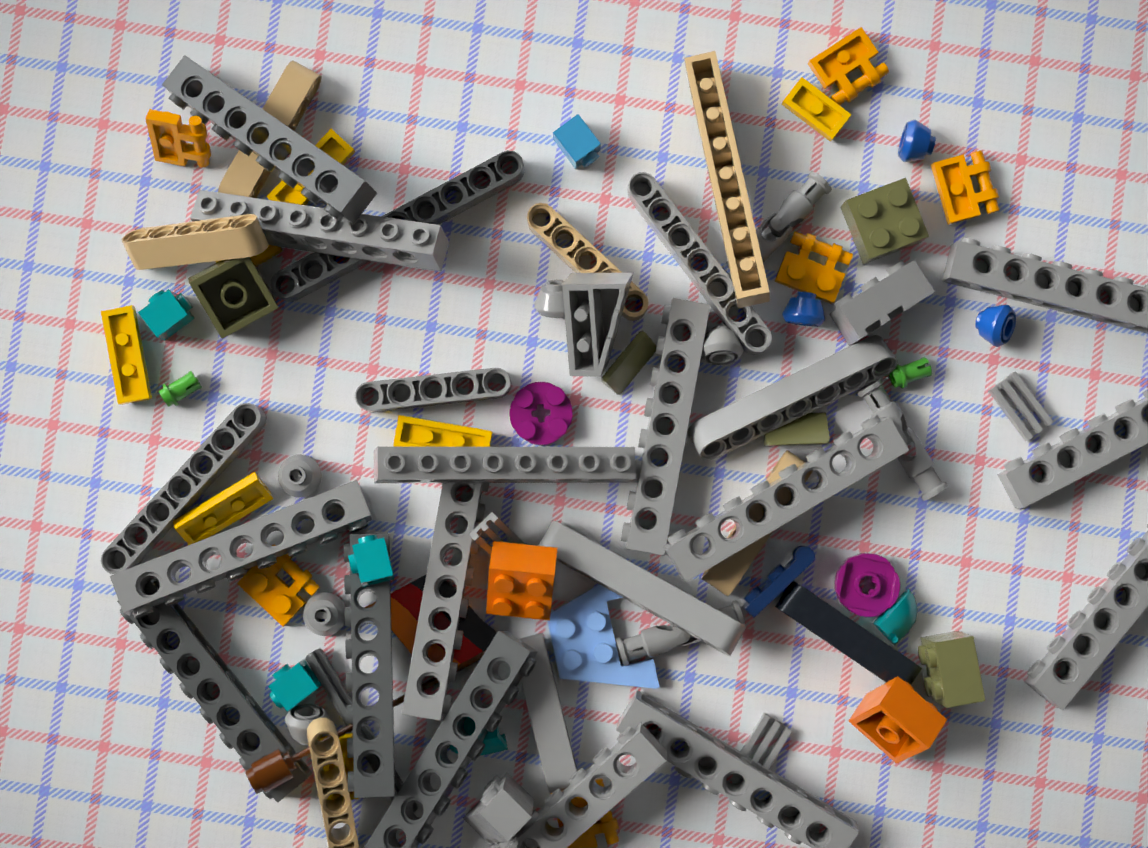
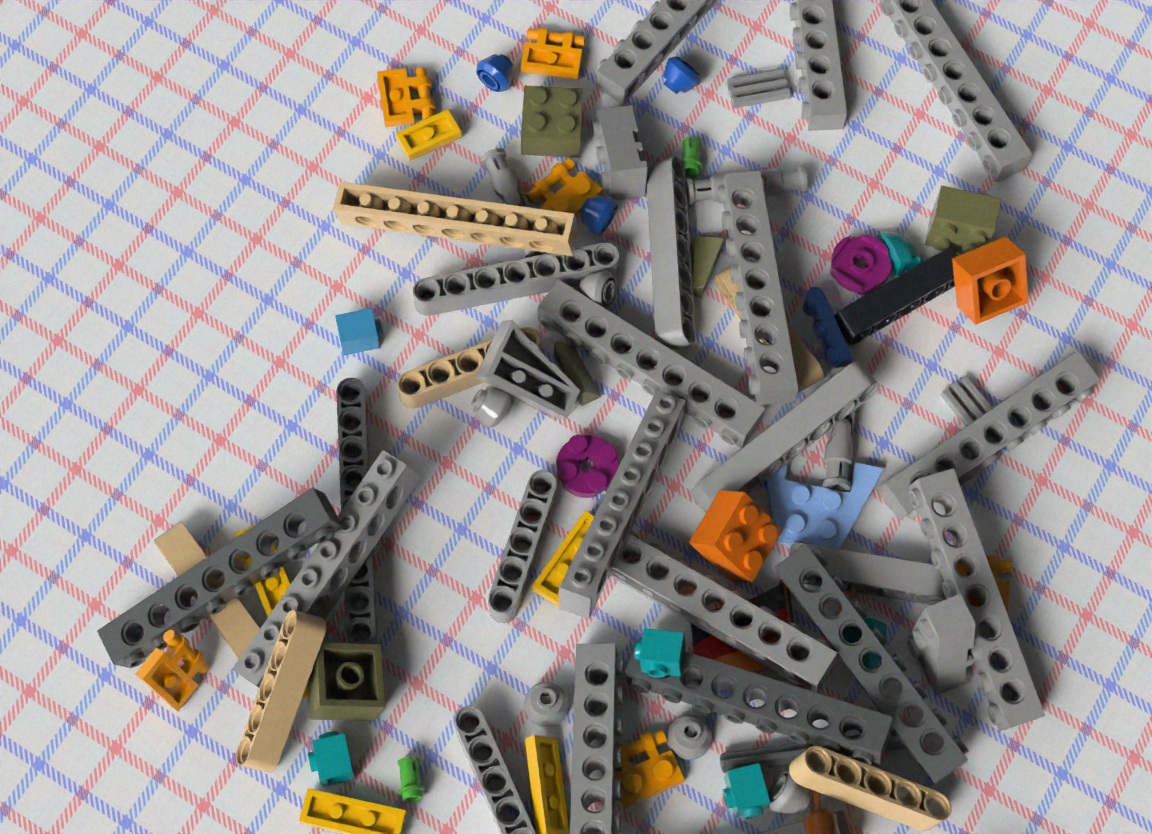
camera: 65 degrees left, 20 degrees down
(484, 526) = (681, 536): tile -> none

